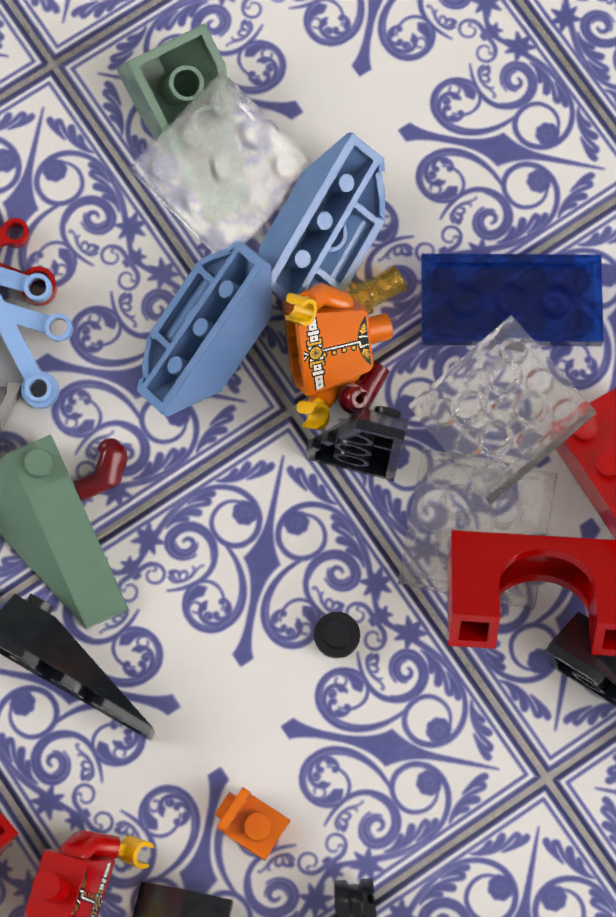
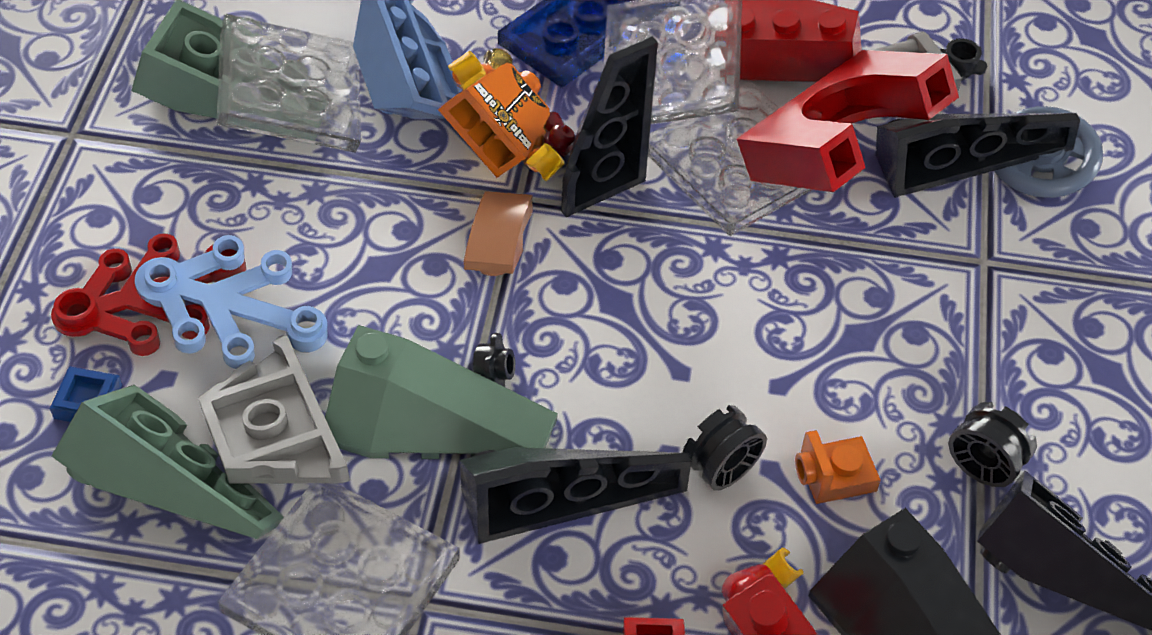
camera: 45 degrees left, 25 degrees down
(108, 470) = (424, 328): dark red arm -> none
(121, 536) = (494, 360): none -> black plate
(188, 743) = (725, 448): none -> black wheel
(207, 329) = (396, 167): medium blue wedge -> none
(233, 433) = (498, 233): none -> nougat slope
(336, 635) = (733, 295): black plate -> none

